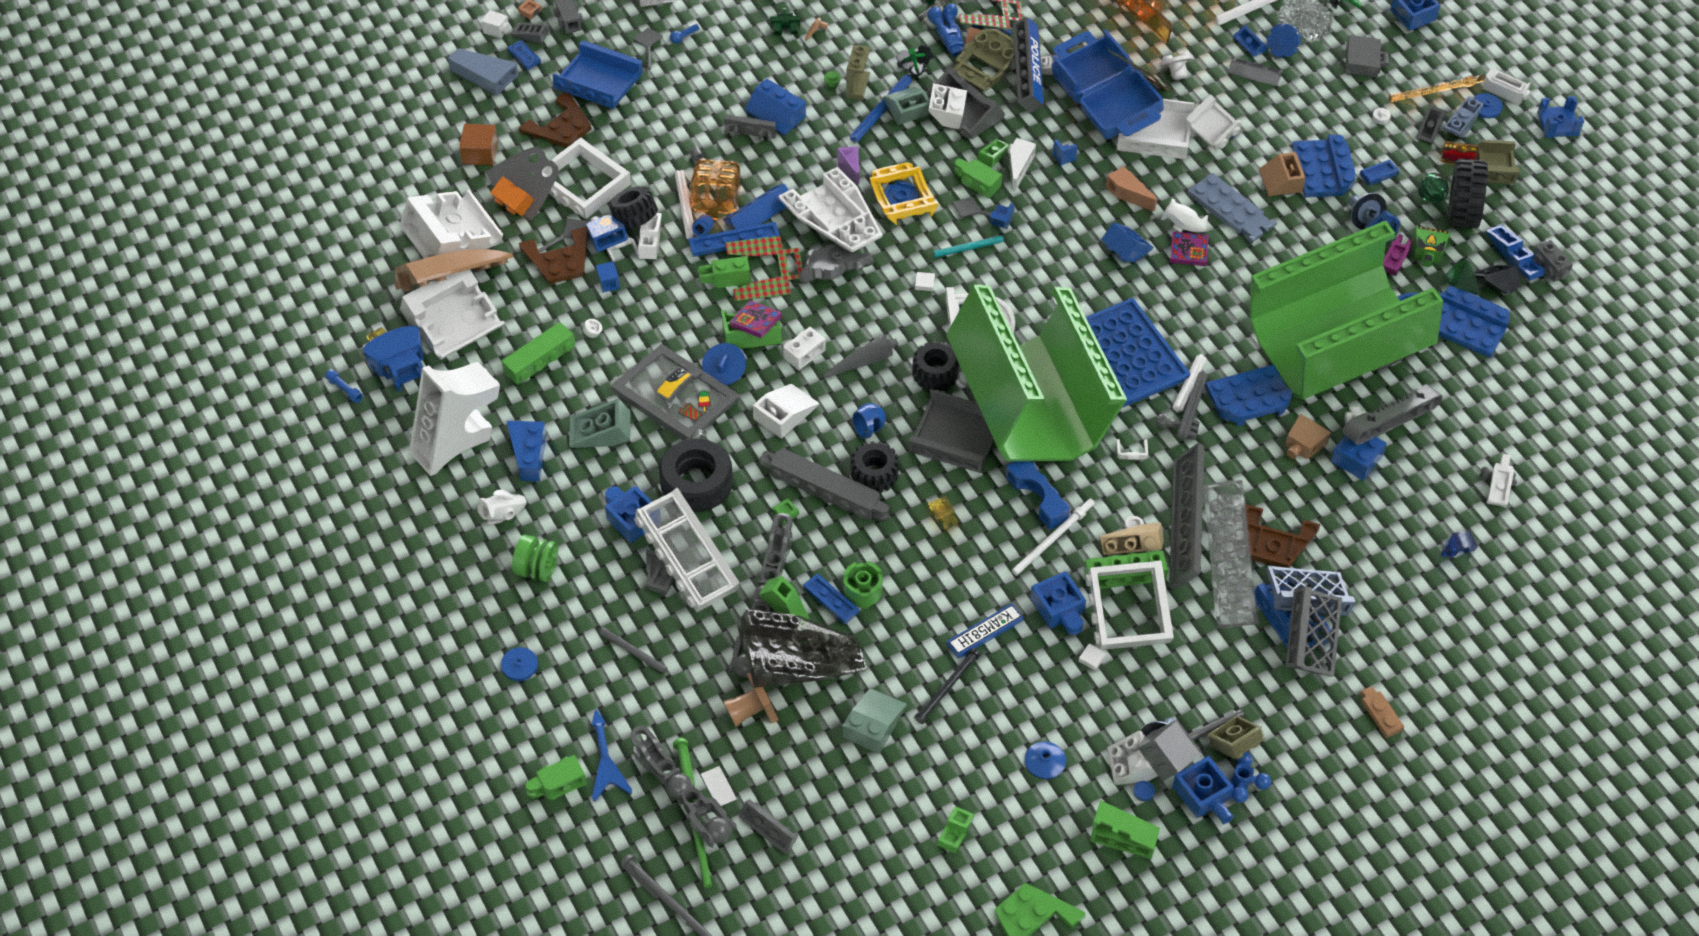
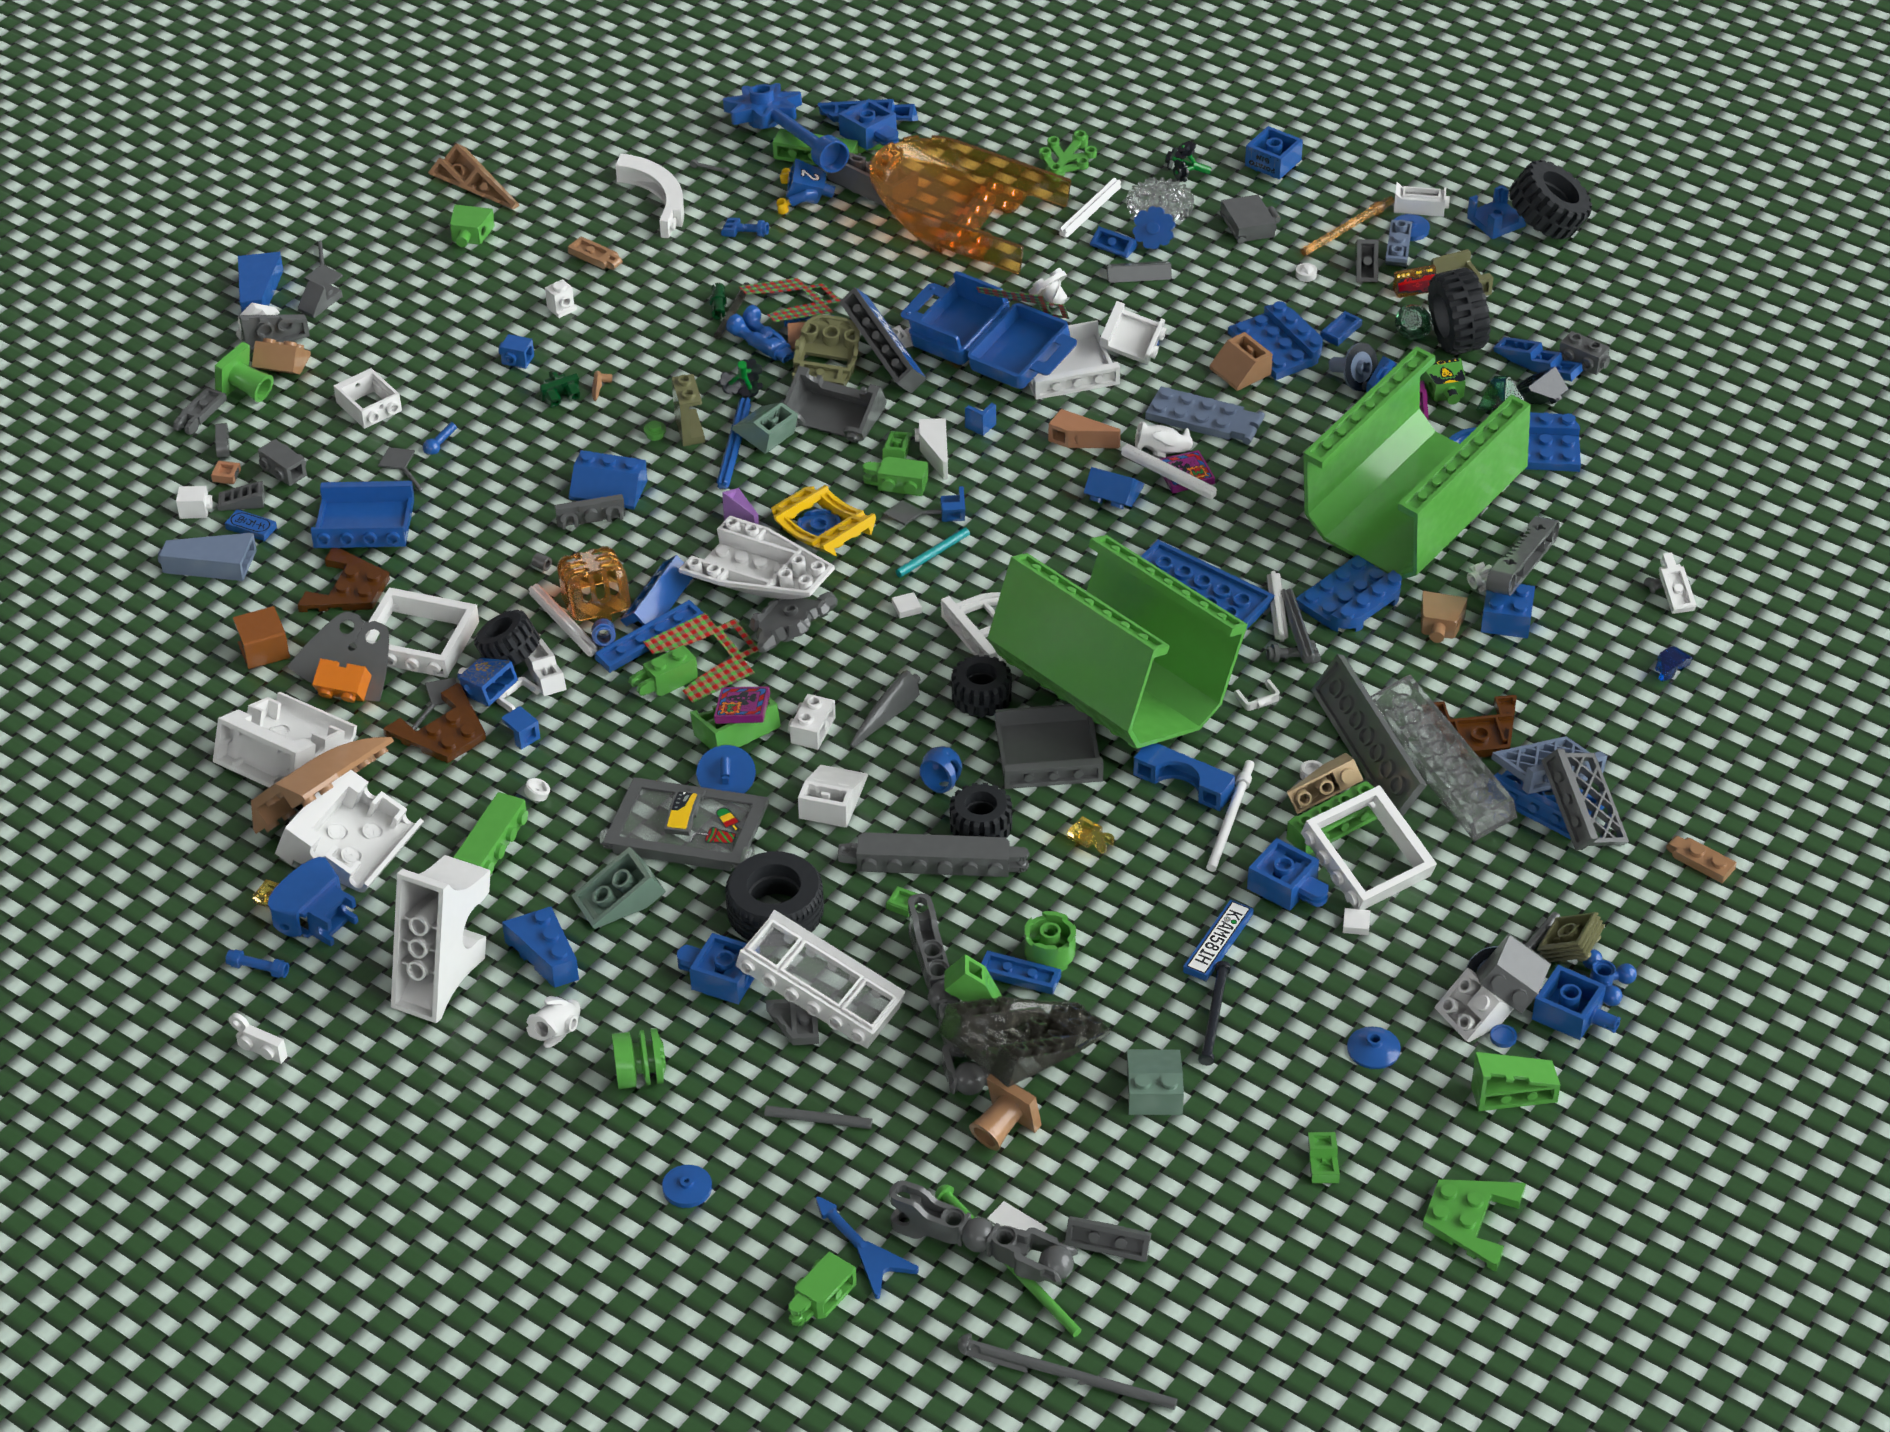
camera: 25 degrees left, 10 degrees down
(306, 439) = (257, 1040): none -> white hinge
(947, 105) = (818, 411): white slope -> none
(1174, 245) = (1169, 471): none -> white axle
(1602, 107) = (1550, 199): none -> black tyre

